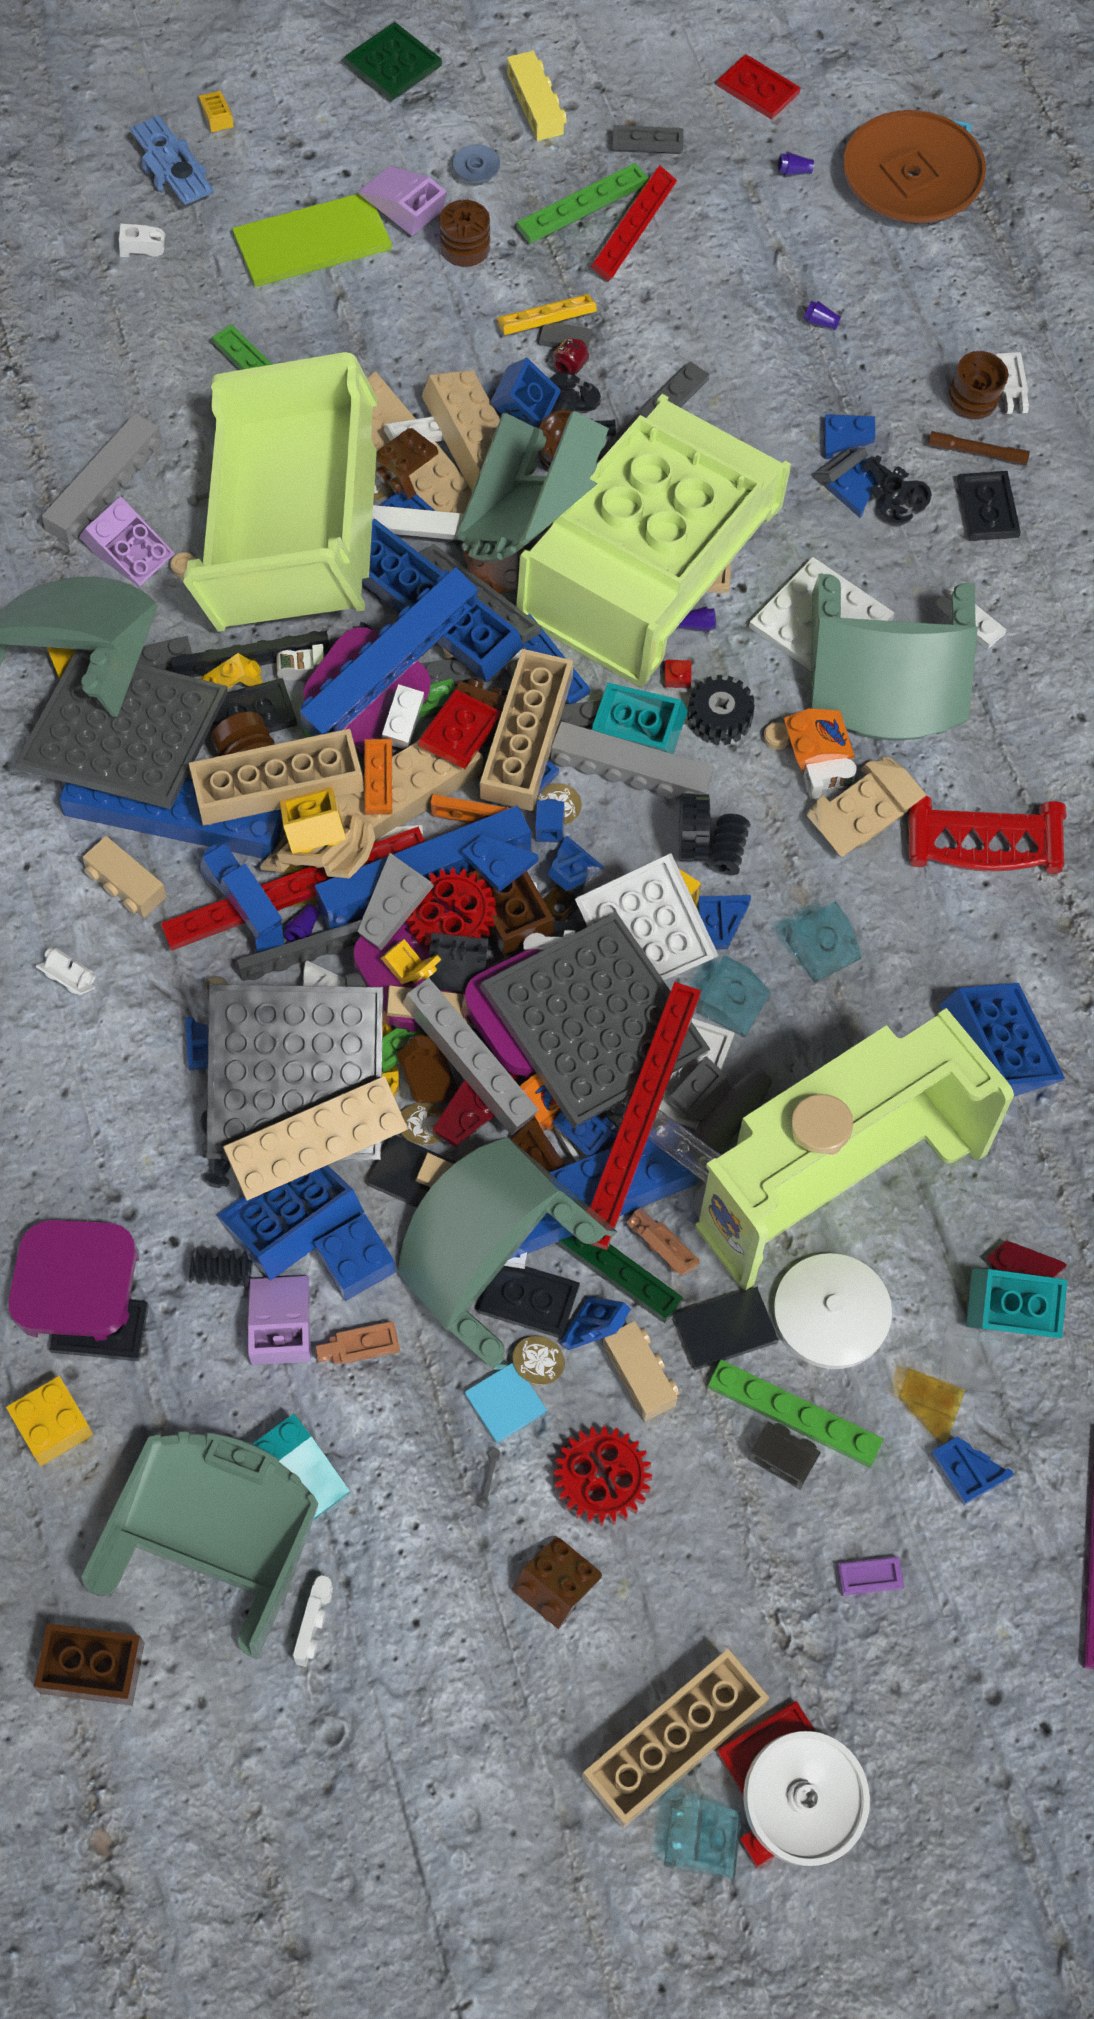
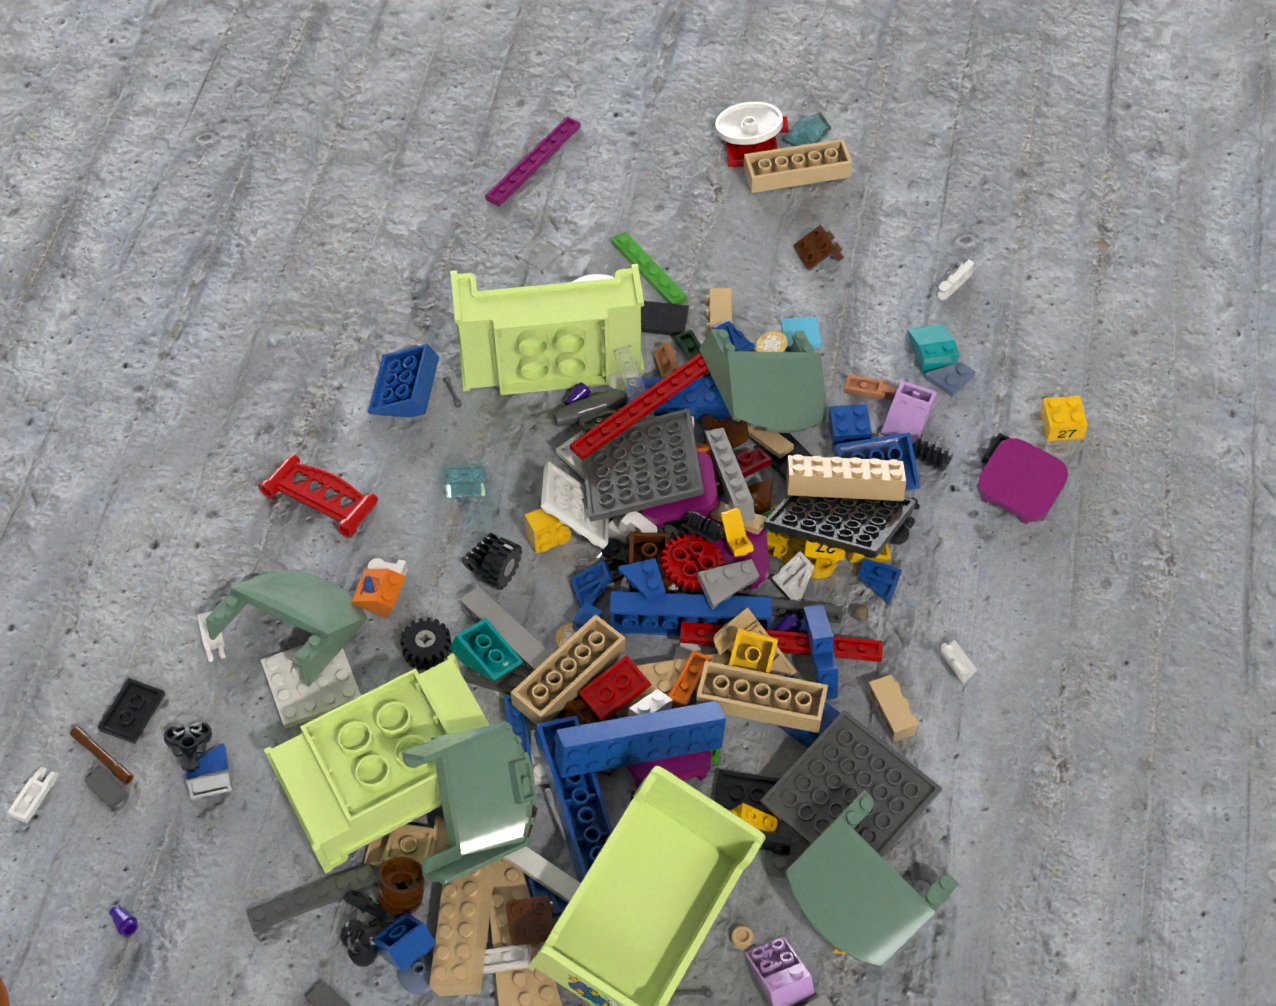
camera: 150 degrees left, 10 degrees down
(89, 1664) = (1082, 302): reddish brown brick -> none
(215, 1512) = (985, 335): sand green windscreen -> none
(241, 733) = (768, 751): reddish brown wheel -> none
(250, 1420) = (951, 378): none -> sand blue wing
(420, 1121) = (778, 478): pearl gold sticker -> none
(461, 809) = (638, 651): orange tile -> none
(494, 1455) = (820, 315): dark grey hinge -> none
(523, 623) = (545, 807): dark grey plate -> none
(570, 356) = (341, 973): dark red head -> none
(578, 1486) = (755, 279): red gear -> none
(723, 917) = (514, 517): blue wing -> none
(733, 997) = (533, 470): clear light blue slope -> none
(776, 736) = (400, 616): tan tile -> none
(784, 1454) = (668, 250): clear smoke brick -> none
(822, 1124) = (568, 289): tan tile -> none
(847, 432) = (183, 813): blue wing -> none
(866, 806) = (382, 540): tan piece -> none
(870, 1576) = (658, 194): medium lavender tile -> none
(931, 1402) = (574, 243): clear yellow wing -> none
(945, 421) = (106, 788): none -> dark grey tile
(969, 1470) = (576, 210): blue wing -> none
(977, 384) = (65, 791): reddish brown wheel -> none
(1017, 1303) = (502, 259): teal slope -> none
(1019, 1259) = (484, 277): dark red wing -> none

